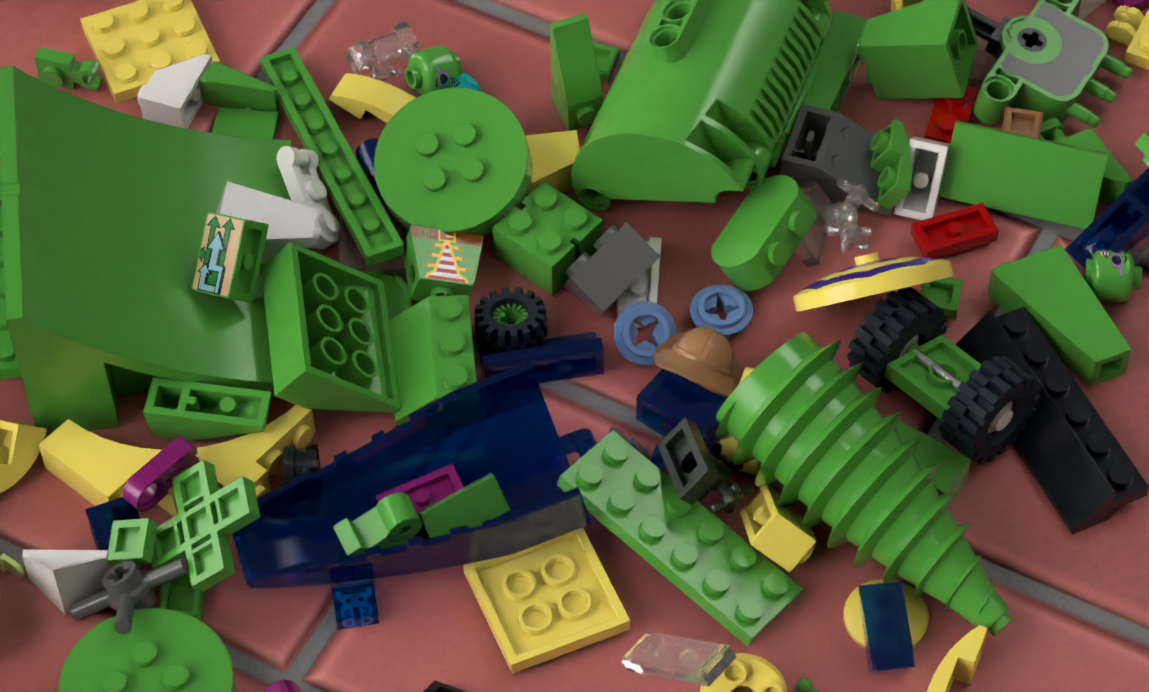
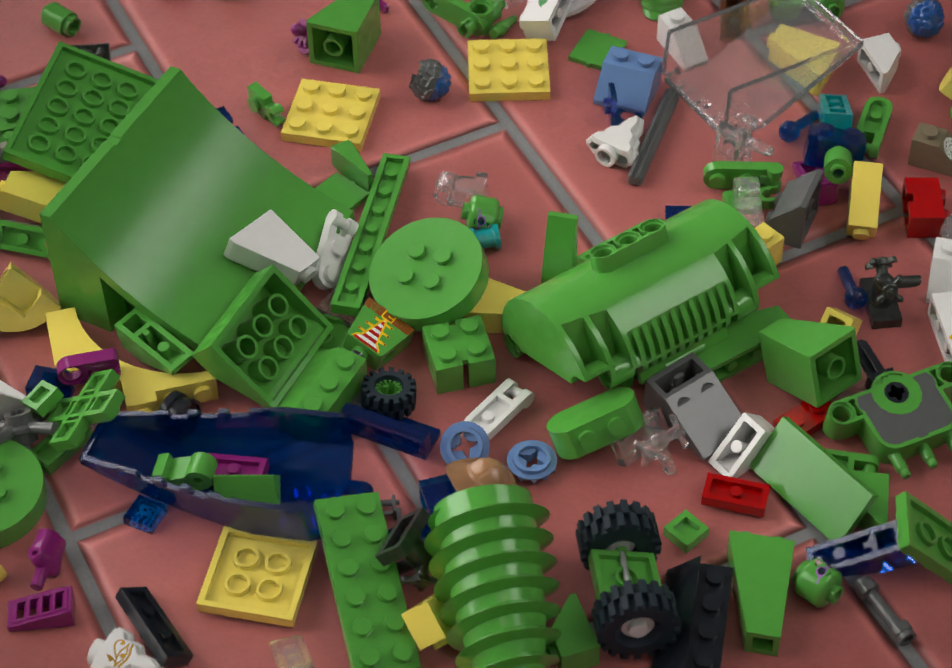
camera: 35 degrees right, 5 degrees down
(174, 92) = (311, 149): white slope -> none
(229, 257) = (232, 256): panel -> none
(362, 94) = (425, 205): light yellow slope -> none
(612, 269) = (471, 390): dark grey slope -> none
(871, 277) = (628, 486): light yellow dish -> none
(893, 160) = (724, 422): bright green slope -> none
(1022, 121) = (843, 447): medium nougat tile -> none

